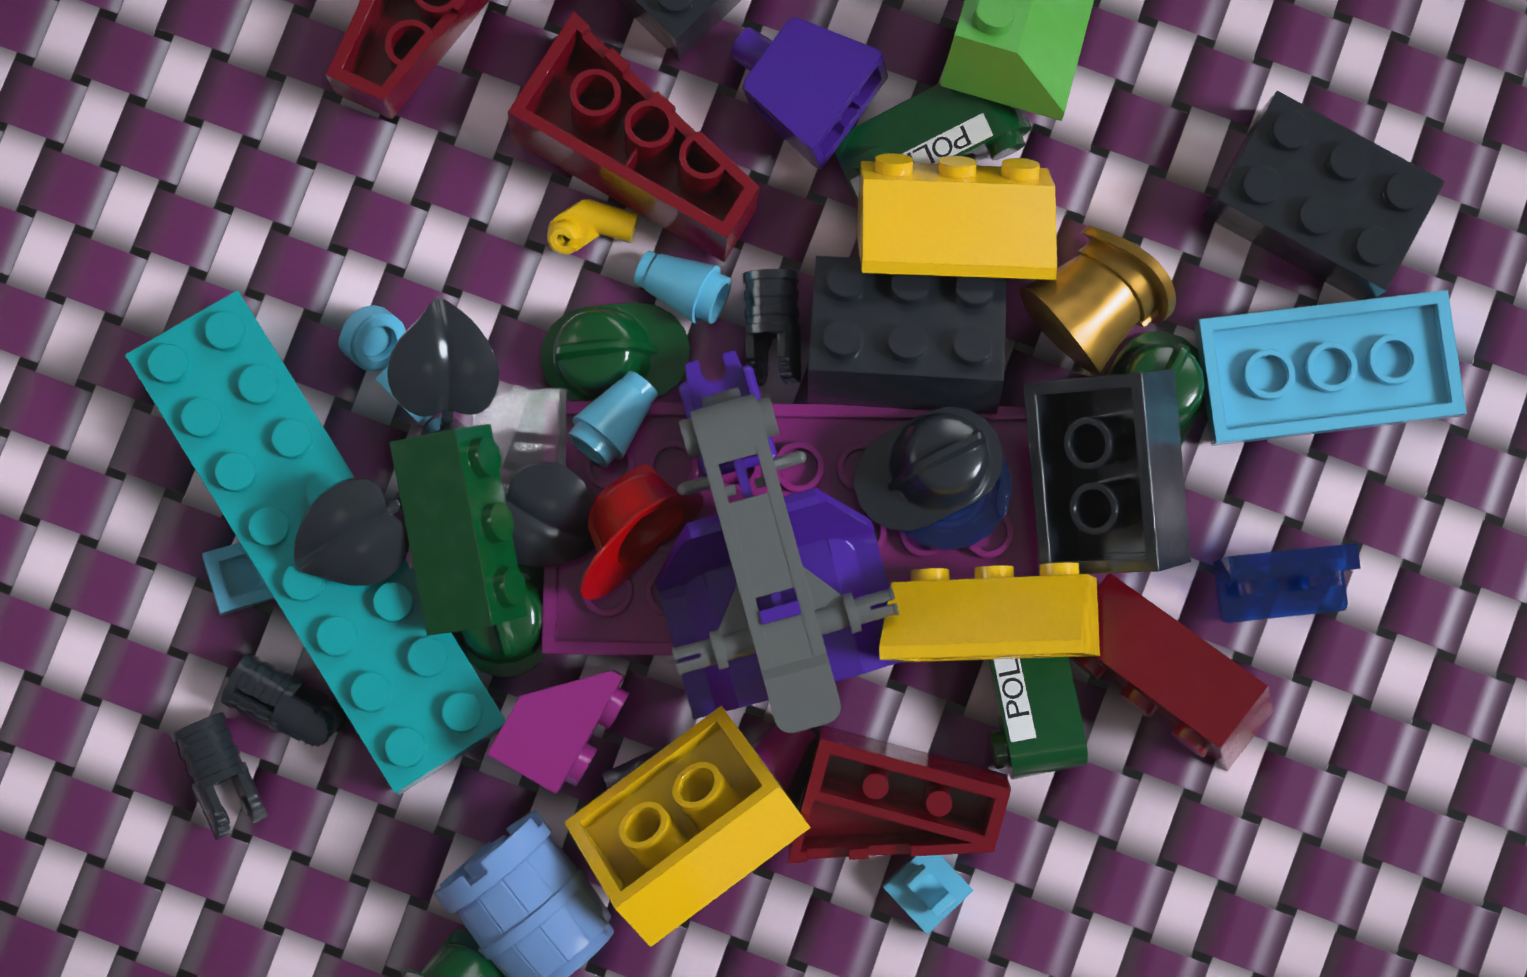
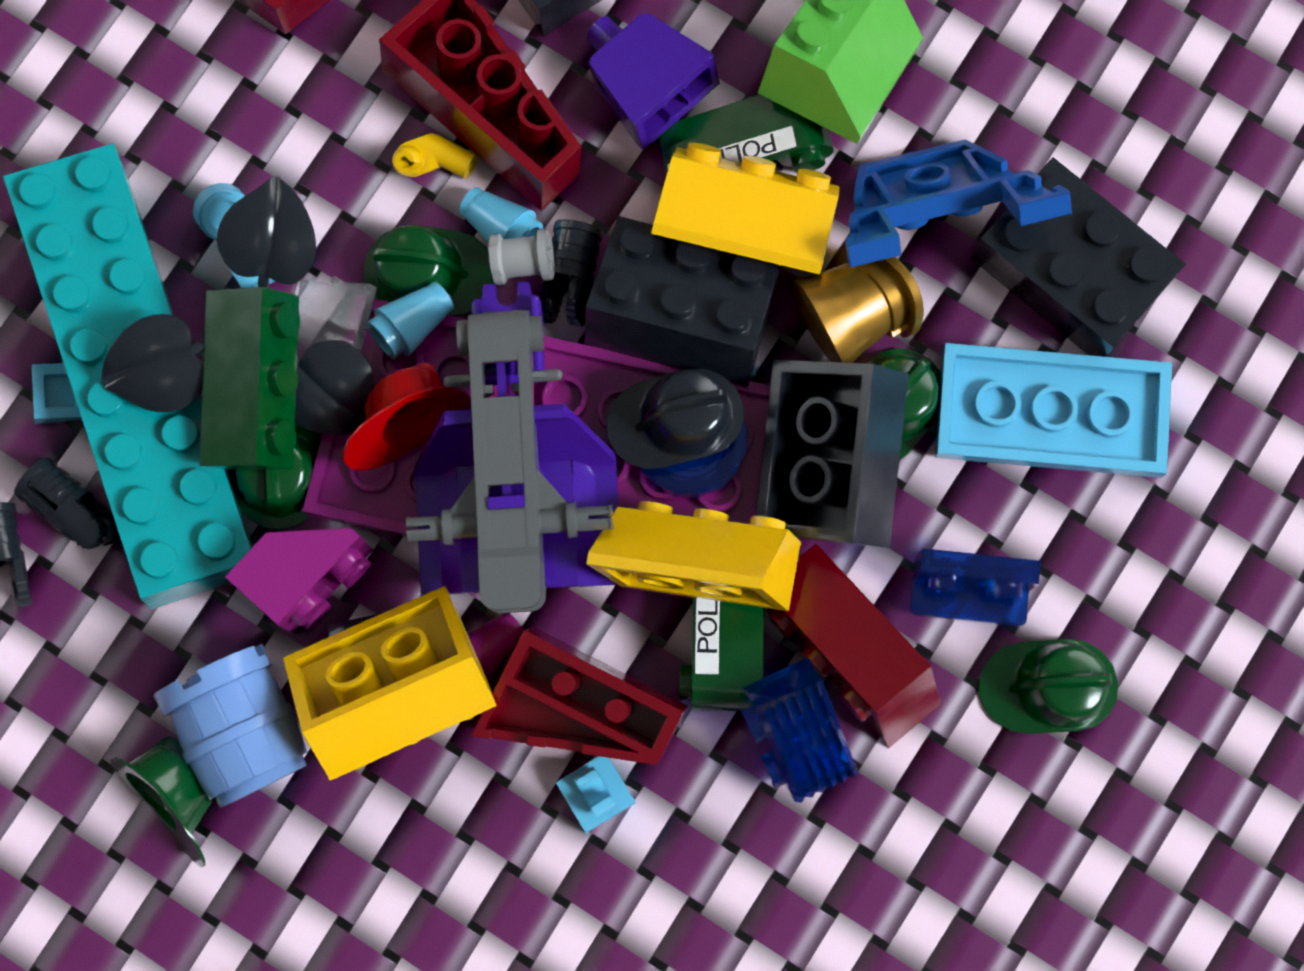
camera: 15 degrees right, 5 degrees down
(720, 324) = (521, 256): none -> light grey bush
(1135, 778) = (799, 730): none -> clear blue brick
(1156, 144) = (935, 183): none -> blue wing
(1383, 668) = (1048, 686): none -> dark green piece

